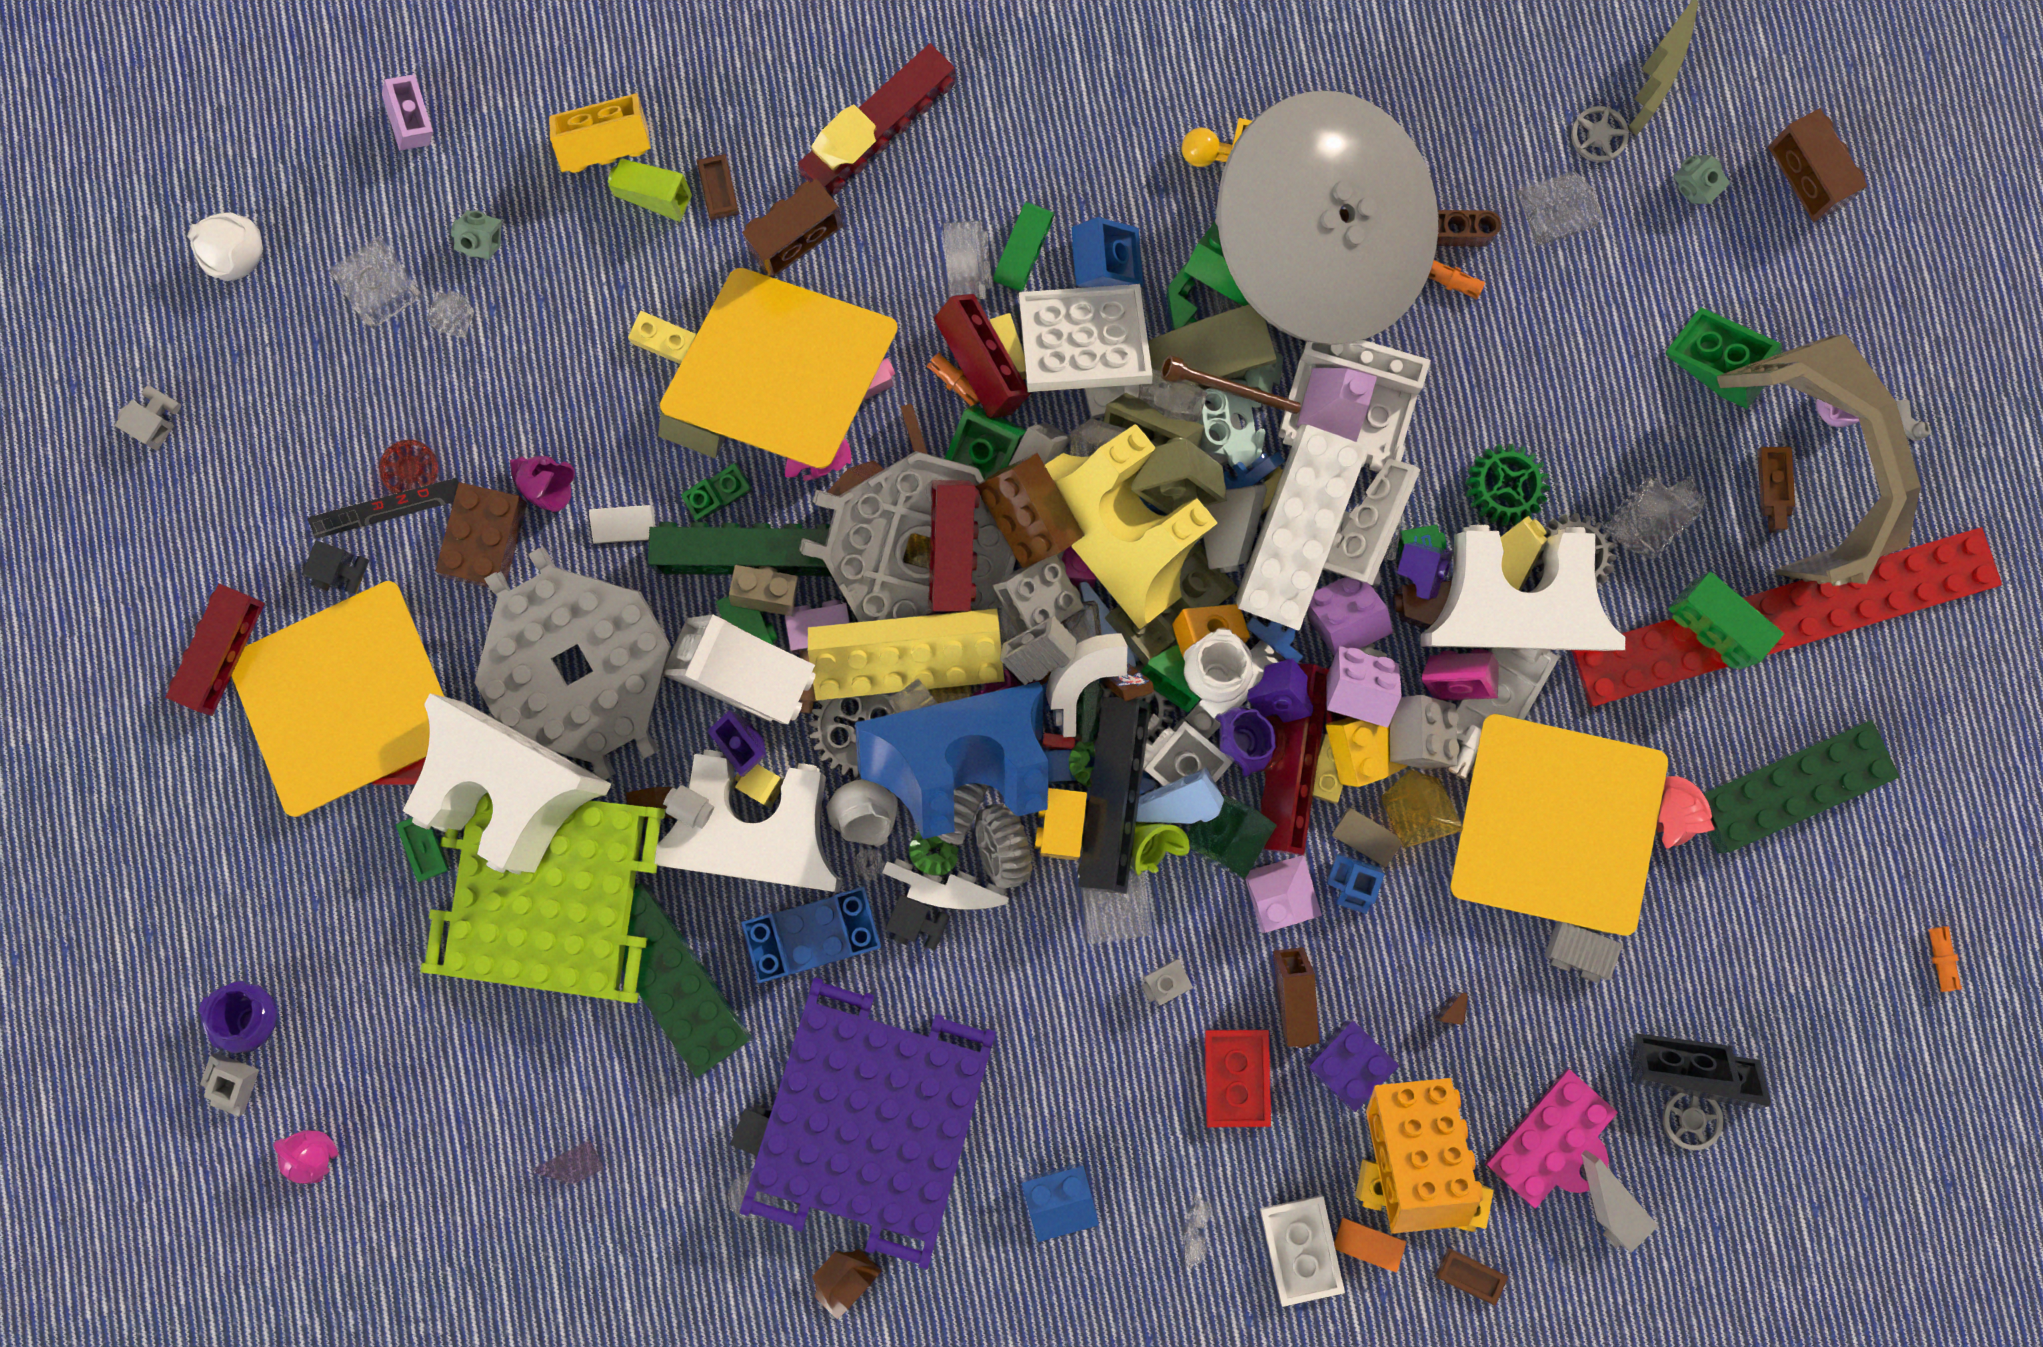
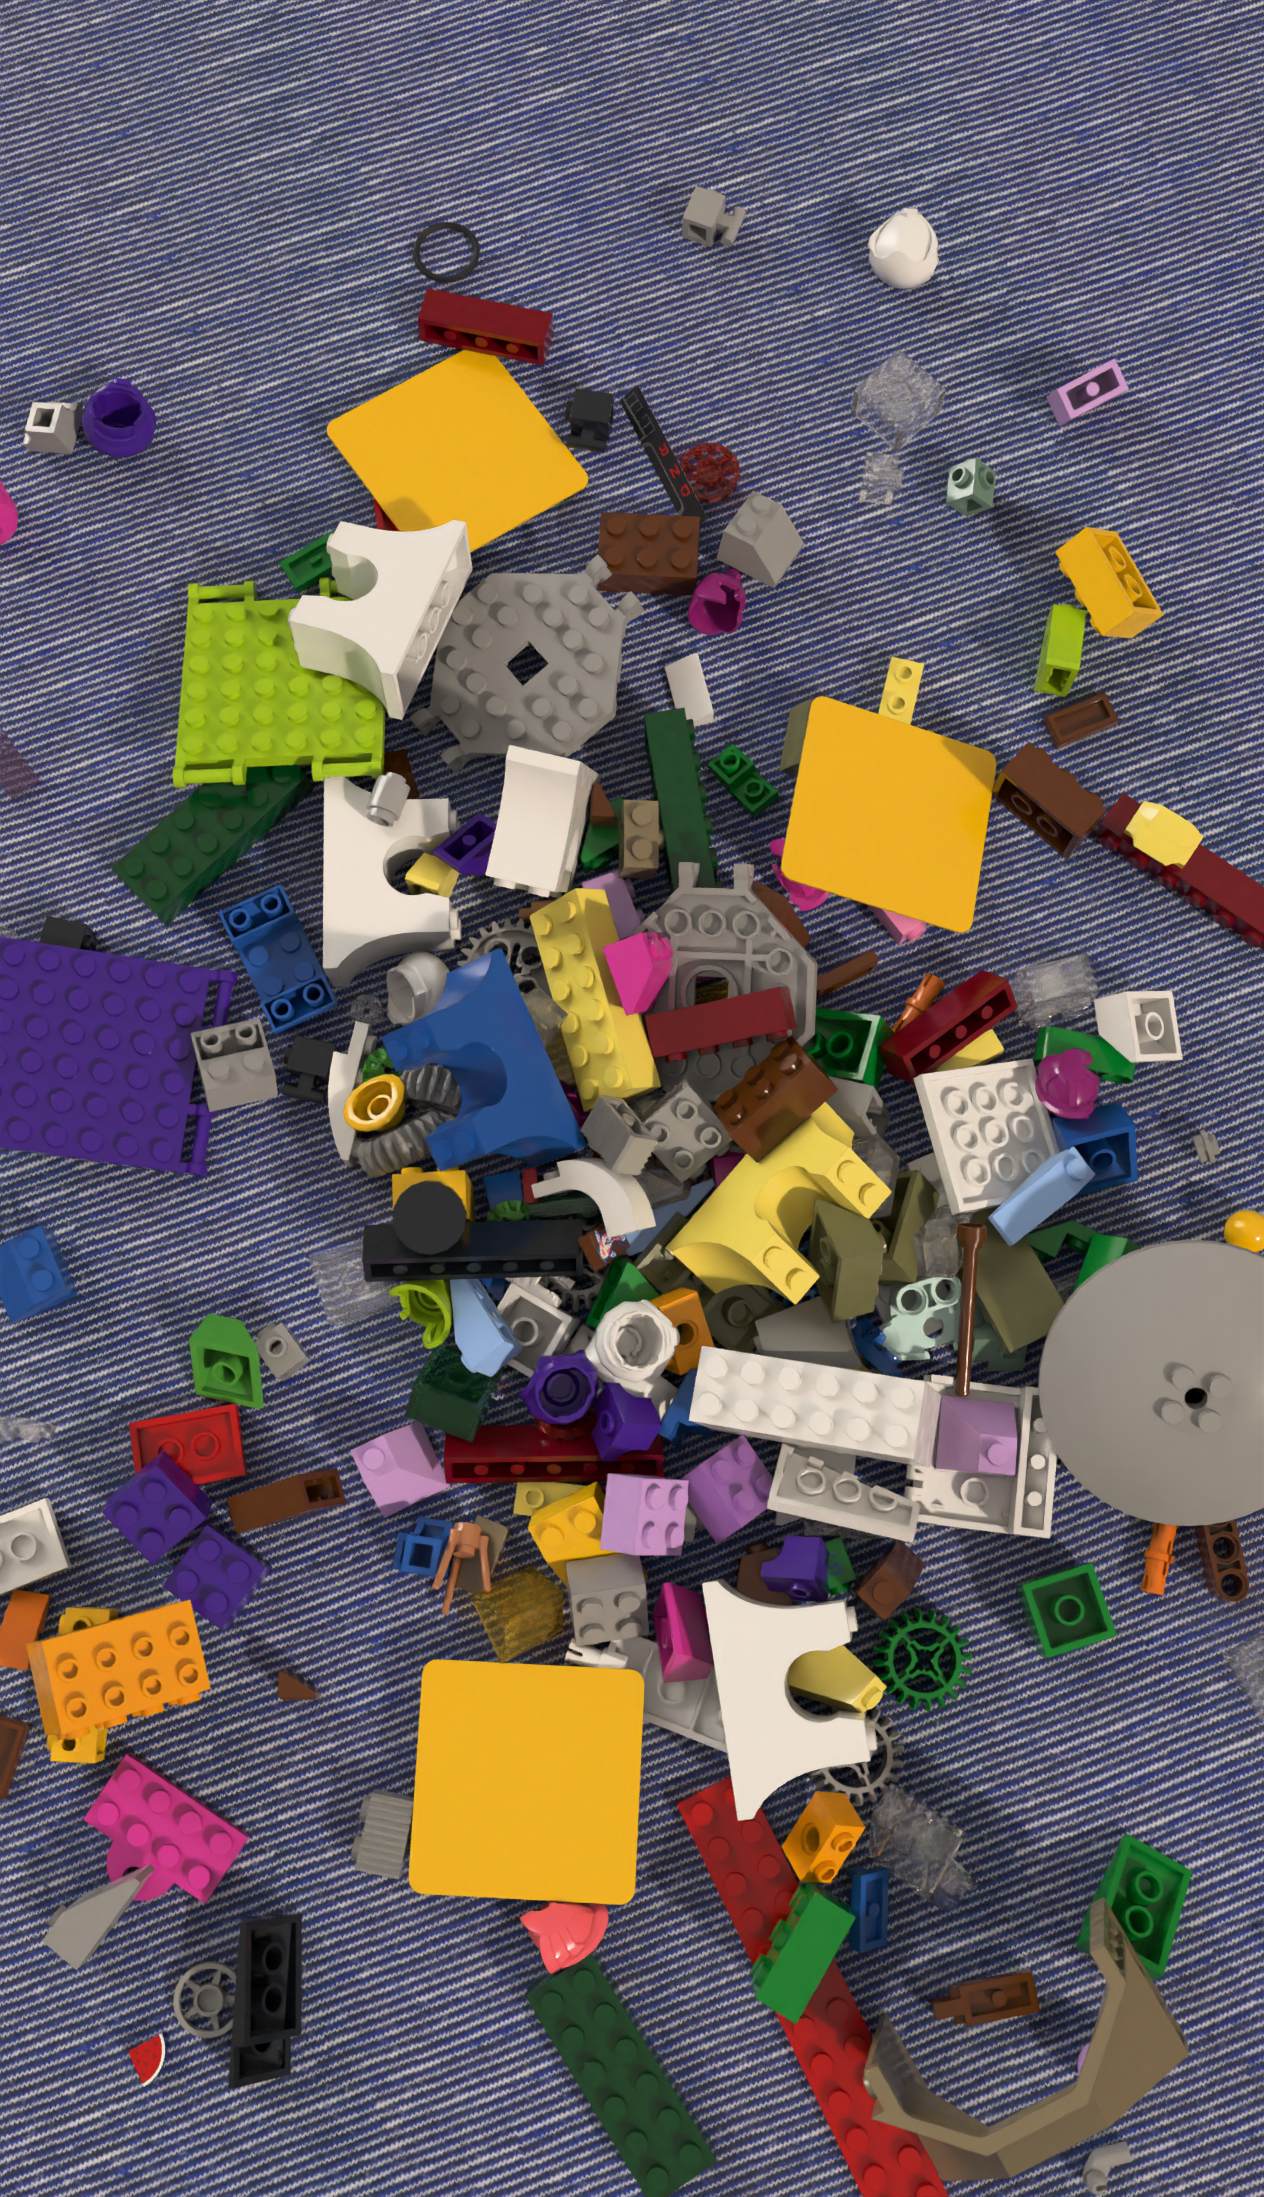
camera: 85 degrees right, 5 degrees down
(126, 647) = (444, 225): none -> black tyre
(491, 432) = (760, 540): none -> light grey slope
(732, 615) = (601, 811): none -> reddish brown slope
(890, 607) = (640, 969): none -> dark pink slope
(901, 989) = (234, 1064): none -> light grey slope
(964, 864) = (376, 1104): none -> yellow hat
(1011, 194) = (1140, 1025): none -> white slope
(1052, 266) = (1066, 1084): none -> magenta helmet
(1086, 824) = (429, 1217): none -> black tile
(1121, 164) = (1206, 1146): none -> light grey plate
(1144, 306) = (1041, 1194): none -> light blue slope
(1168, 1031) = (226, 1362): none -> bright green slope
(1287, 1108) = (157, 1507): none -> dark purple brick
(1356, 847) = (463, 1543): none -> nougat plant
(1444, 498) = (888, 1580): none -> reddish brown slope
(1486, 361) = (1065, 1610): none -> green brick
(1639, 589) = (823, 1837): none -> light orange brick
(1692, 564) = (869, 1906): none -> blue plate
(1731, 1175) = (150, 2057): none -> red tile

